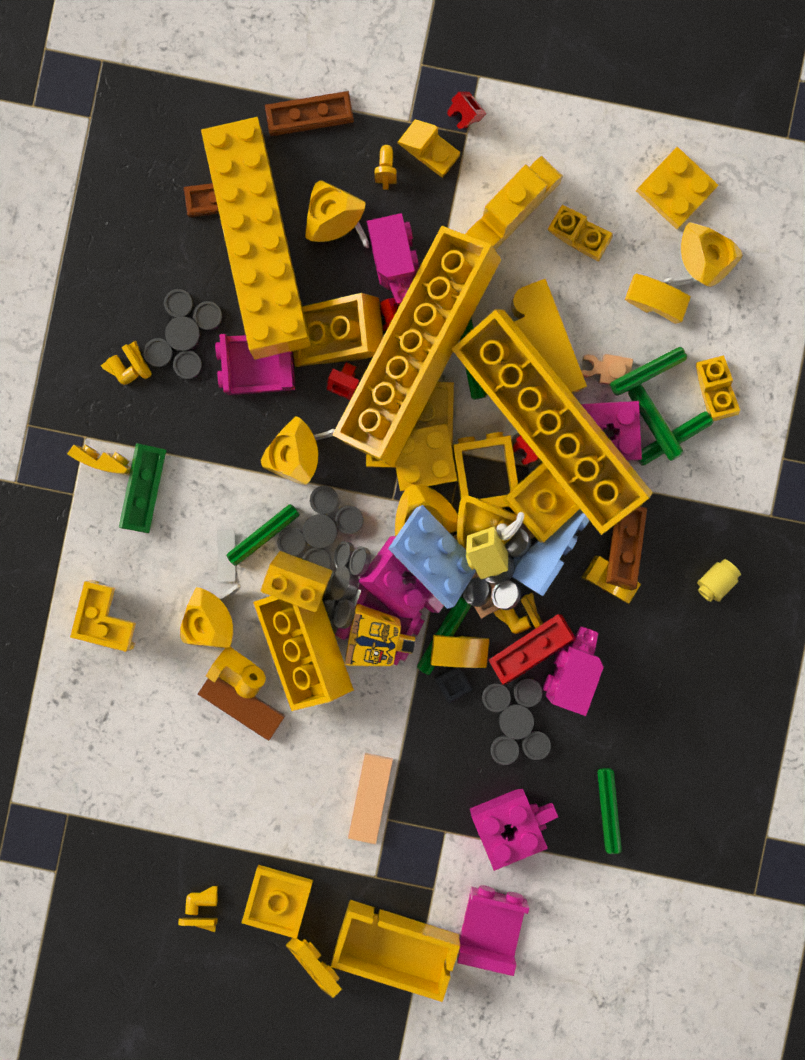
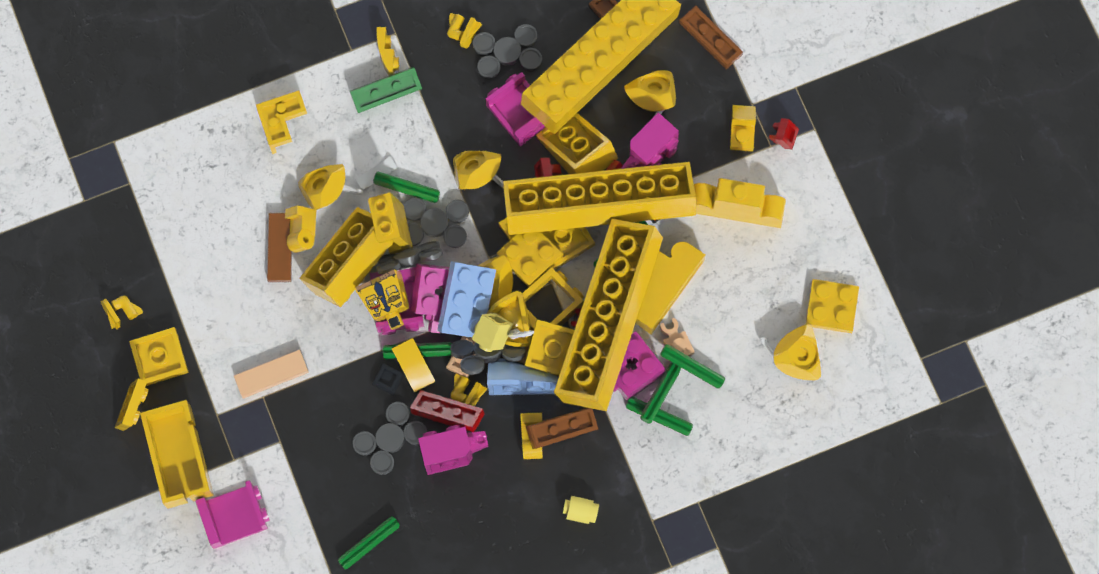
camera: 60 degrees right, 15 degrees down
(385, 172) = (715, 103): yellow piece -> none
(526, 825) = (317, 491): dark pink hinge -> none
(580, 233) = (755, 262): yellow slope -> none
(657, 296) = (747, 340): yellow slope -> none
(716, 388) = (714, 423): yellow slope -> none

